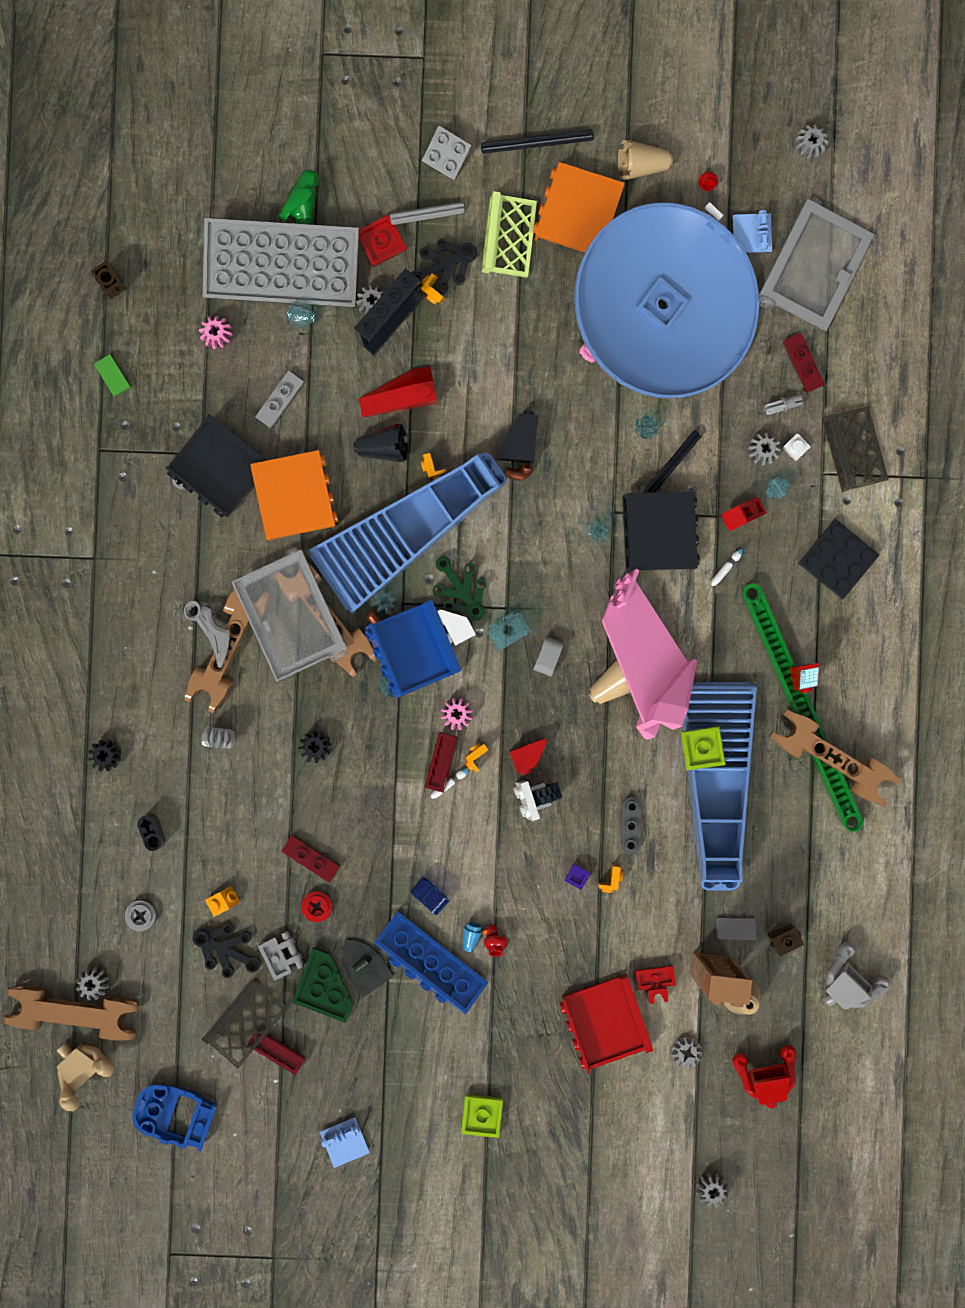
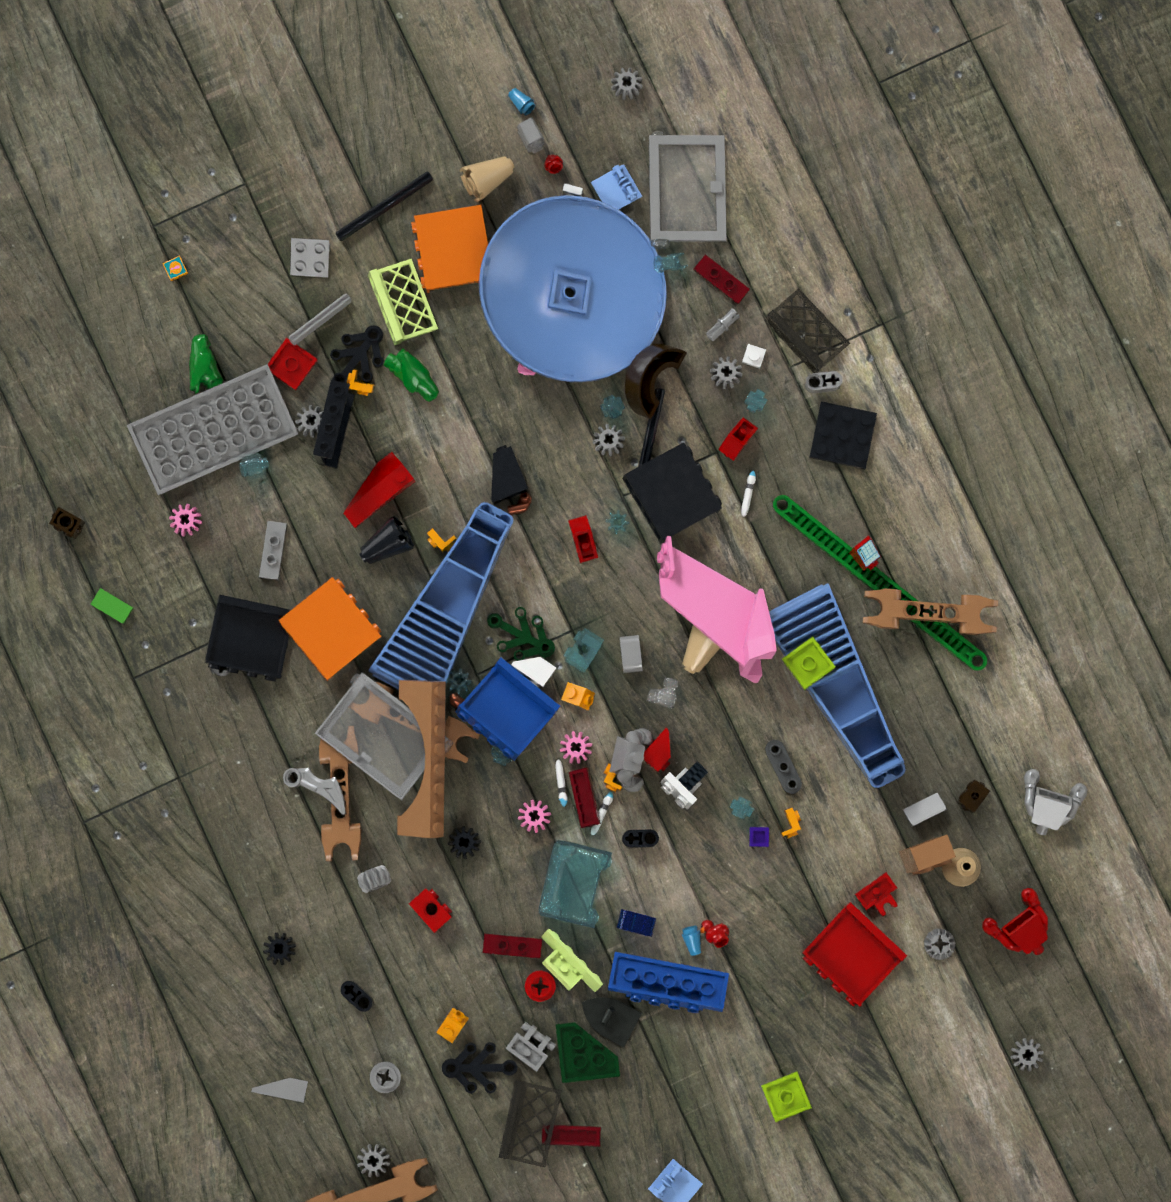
camera: 25 degrees left, 5 degrees down
(48, 879) = (287, 1089): none -> light grey sticker
(251, 801) = (420, 905): none -> red brick
(322, 101) = (175, 268): none -> tile
(342, 608) = (426, 812): none -> medium nougat arch
(348, 901) = (567, 965): none -> yellowish green bracket
(382, 754) = (540, 813): none -> bright pink gear
(391, 832) = (573, 883): none -> clear light blue windscreen
(427, 738) = (561, 783): none -> white piece
(465, 826) = (635, 834): none -> black beam
(482, 669) = (578, 696): none -> light orange bracket
(483, 305) = (412, 374): none -> green animal
(499, 748) = (629, 757): none -> light grey torso
(558, 709) = (666, 696): none -> clear piece
(559, 531) = (583, 539): none -> red slope
(575, 843) = (741, 808): none -> clear light blue gear
(621, 452) = (615, 441): none -> light grey gear
(689, 412) = (643, 375): none -> dark brown brick
(701, 142) = (530, 135): none -> light grey brick
(709, 110) = (522, 102): none -> dark azure cone
(765, 323) = (670, 262): none -> clear light blue piece
(847, 497) = (828, 385): none -> light grey beam

